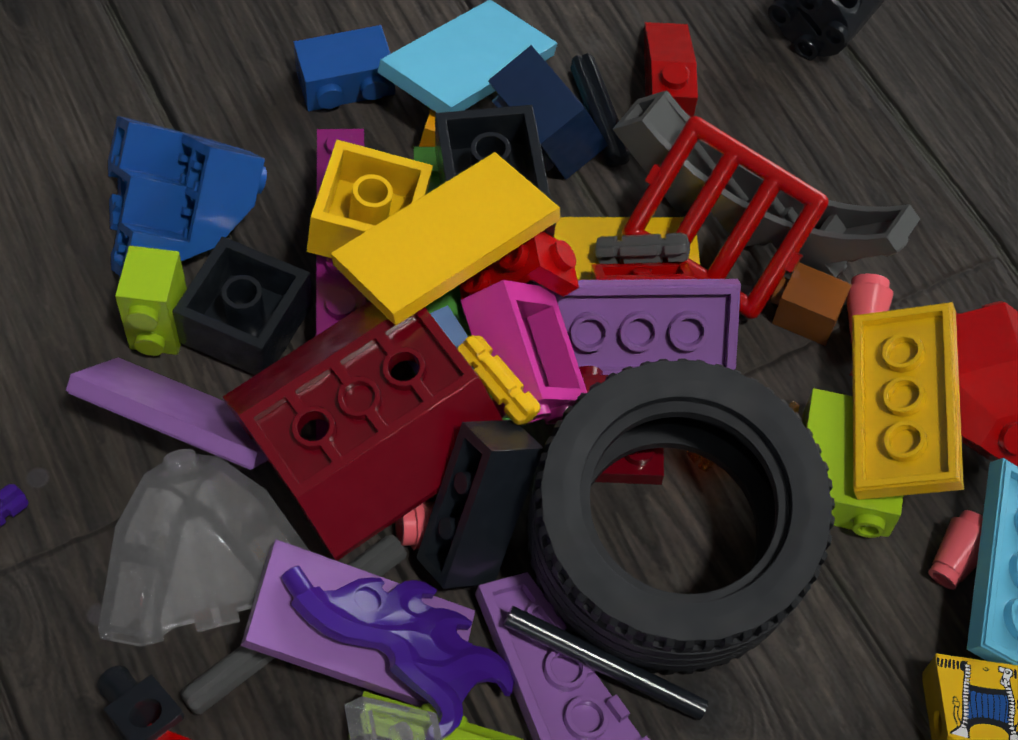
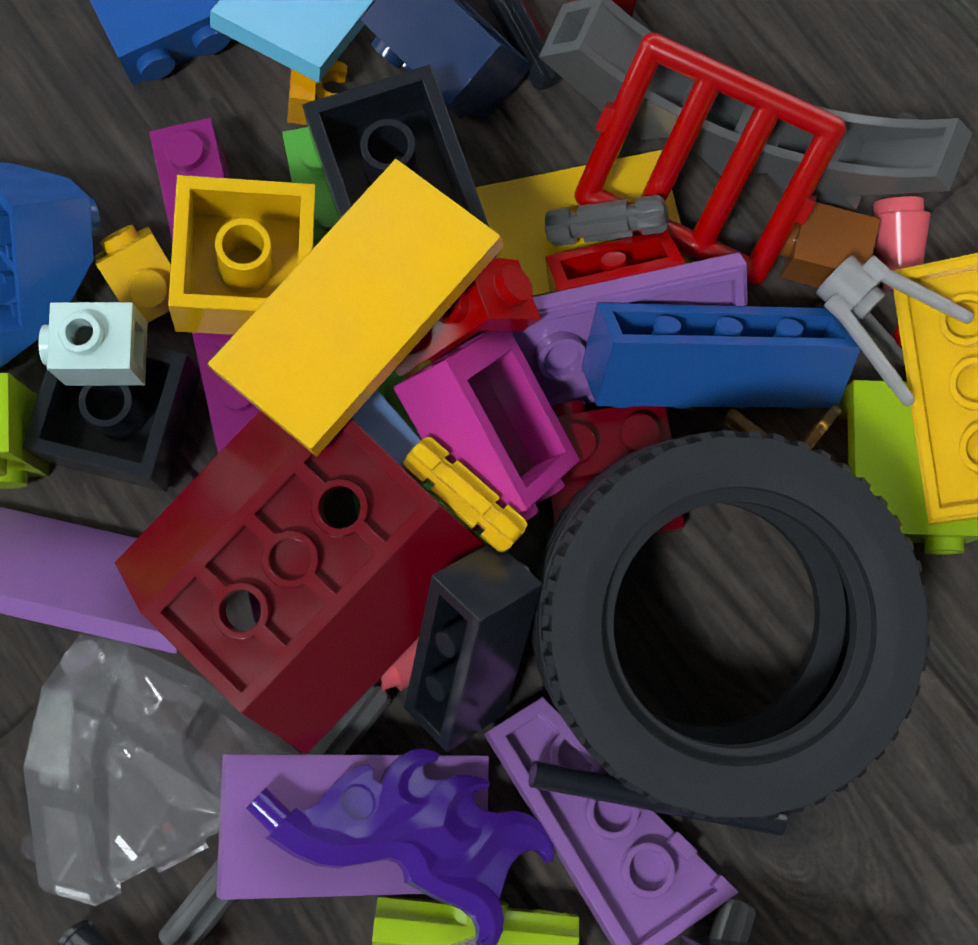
camera: 10 degrees left, 20 degrees up
(247, 246) = (95, 343): none -> light aqua brick
(283, 226) = (136, 270): none -> yellow bracket
(662, 329) = (717, 356): none -> blue brick
(823, 327) = (853, 294): none -> light grey plant

